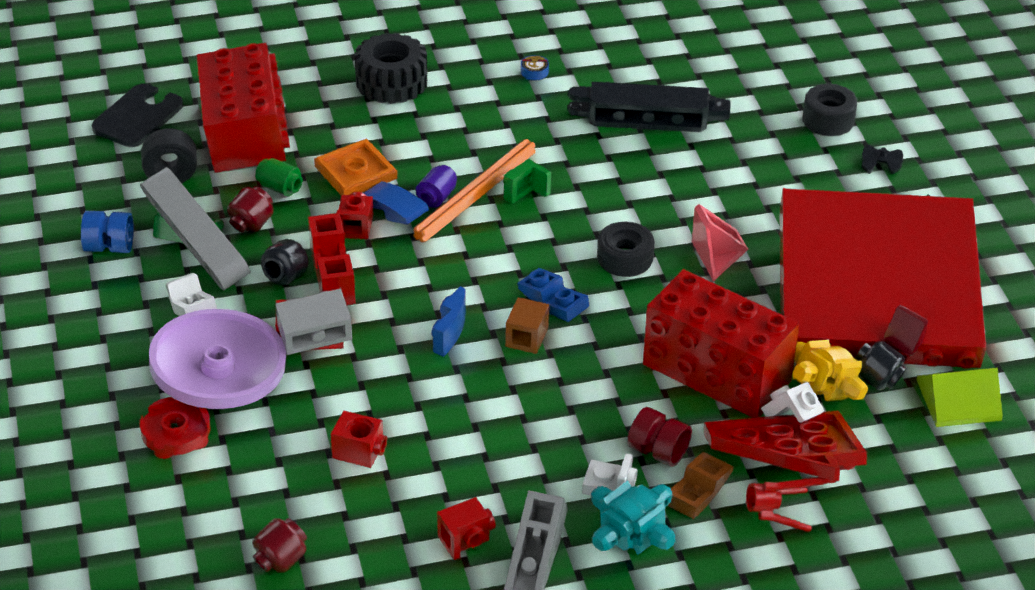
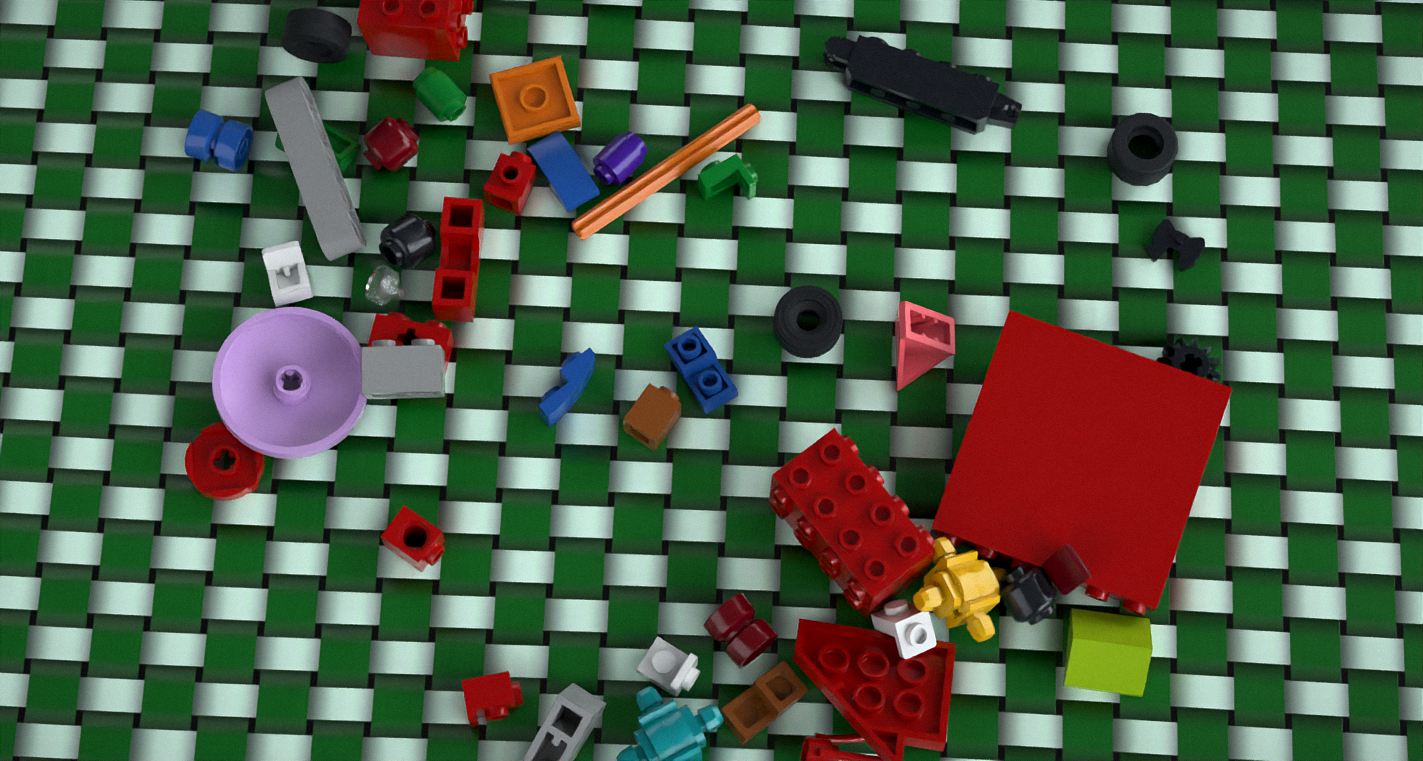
camera: 15 degrees right, 30 degrees up
(273, 290) = (384, 286): none -> clear tile
(279, 545) = (289, 668): dark red head -> none

